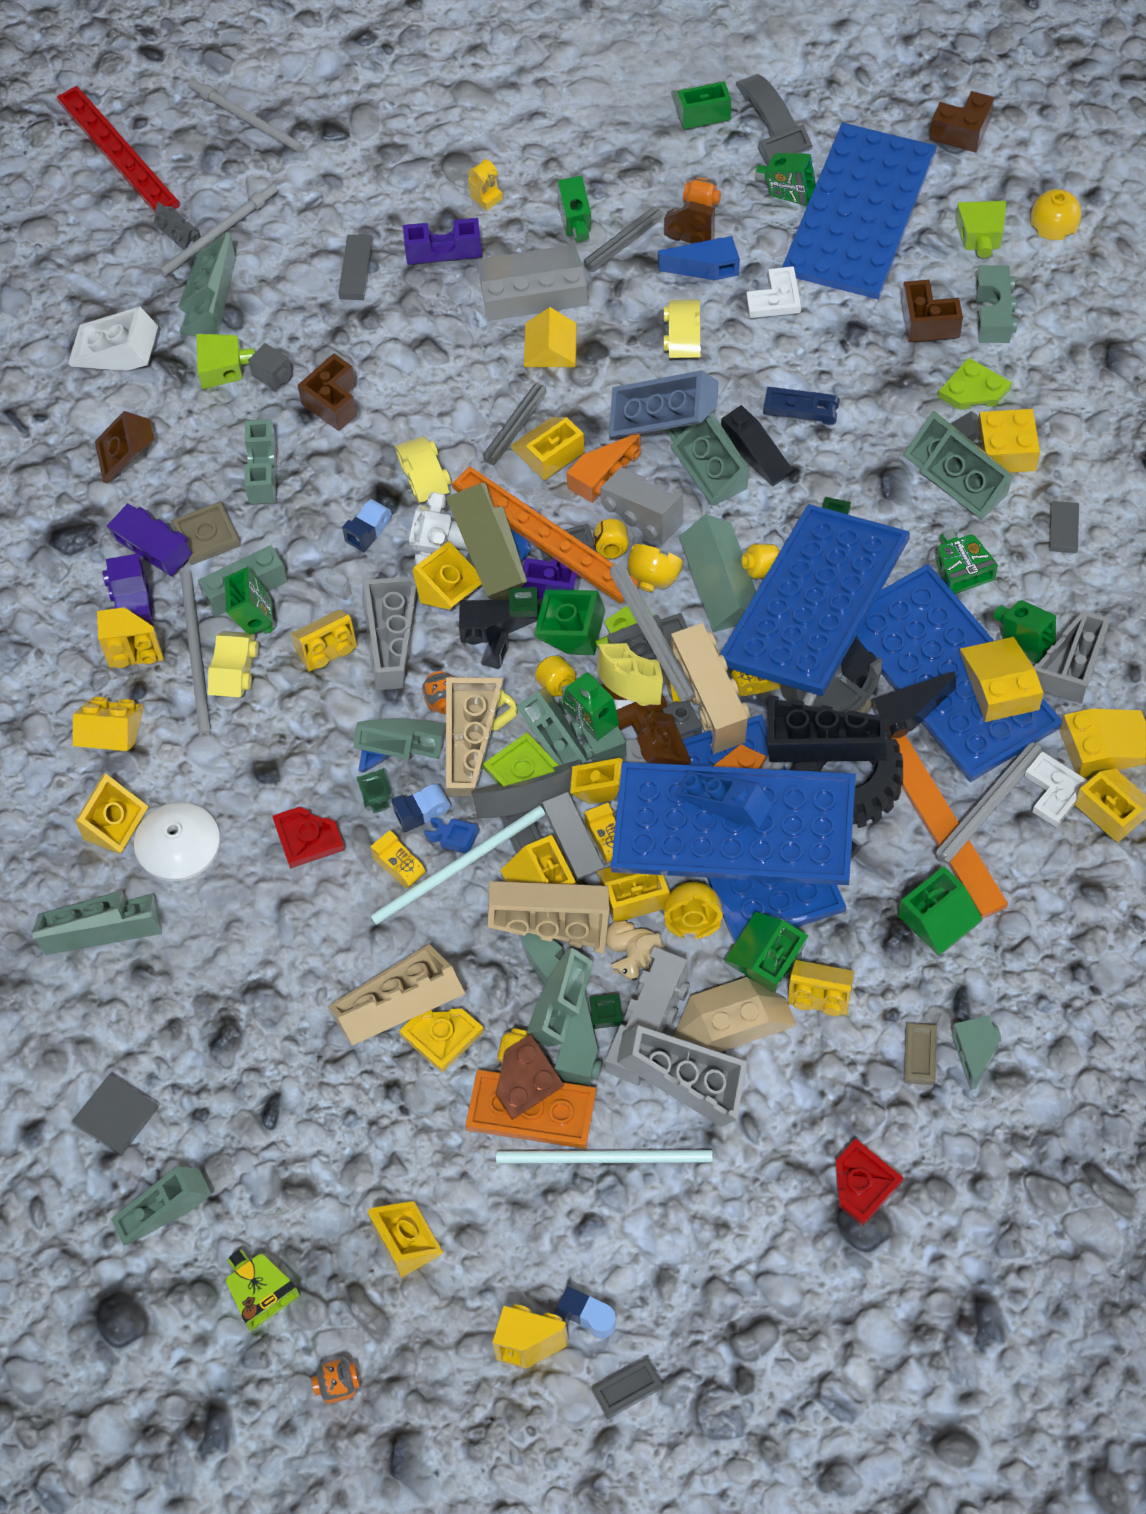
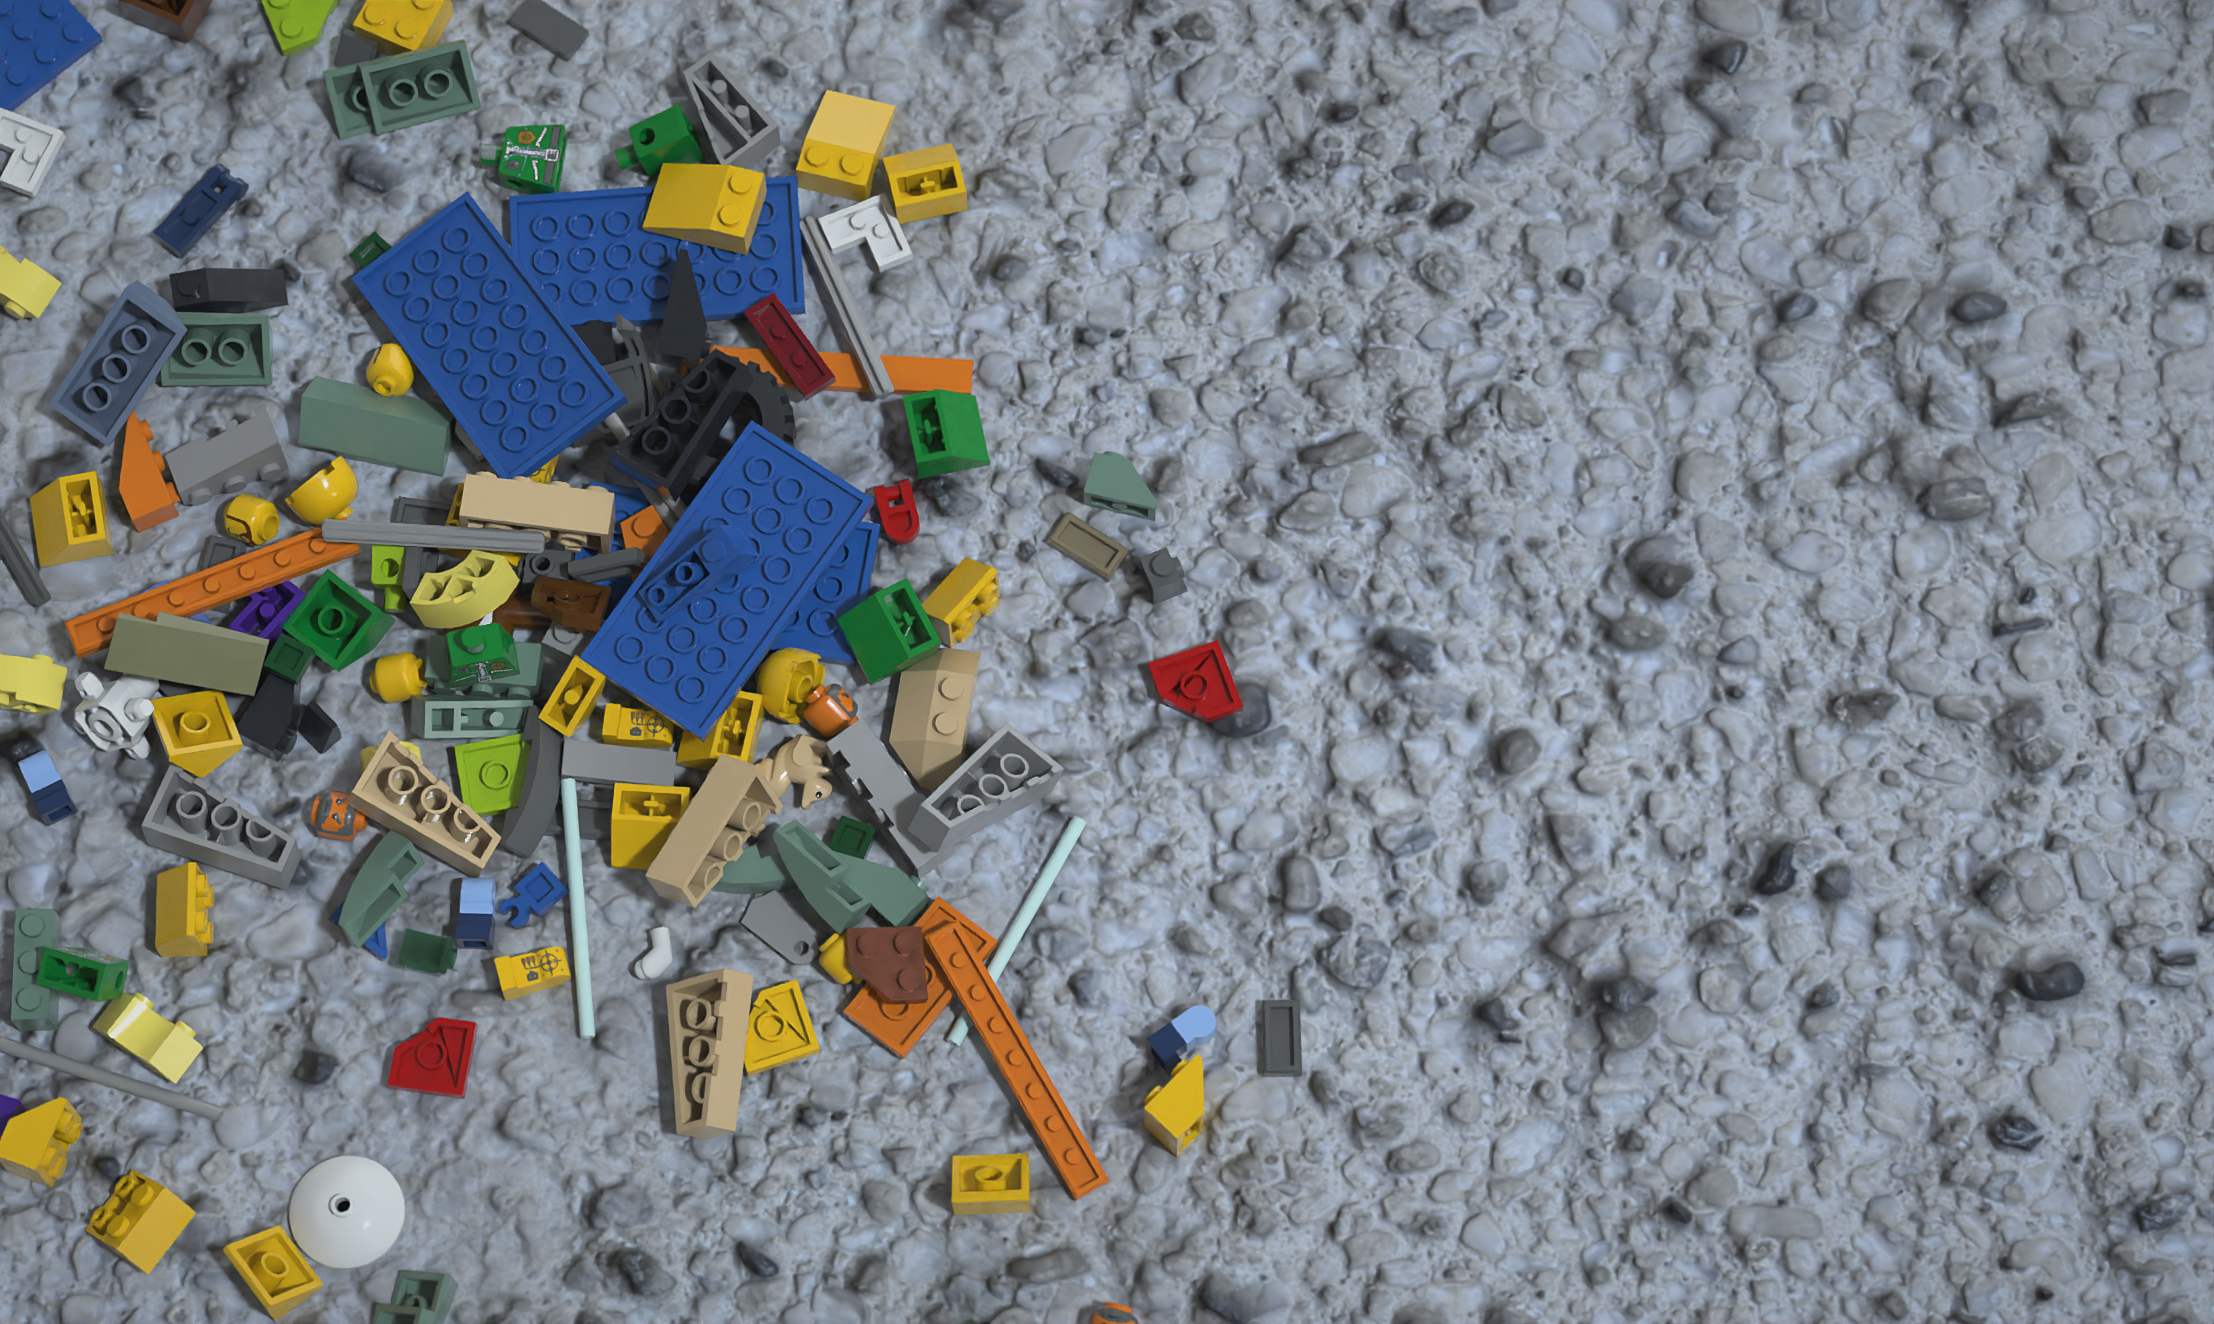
camera: 65 degrees left, 10 degrees up
(453, 934) = (658, 958): none -> white arm
(503, 1206) = (1016, 1060): none -> orange tile
(517, 999) = (780, 928): none -> light grey piece
(691, 944) = (830, 709): none -> orange head
(701, 748) = (608, 565): none -> dark grey tile
(858, 921) = (902, 521): none -> red plate
(928, 1113) = (1162, 575): none -> dark grey brick
(935, 781) = (789, 346): none -> dark red plate

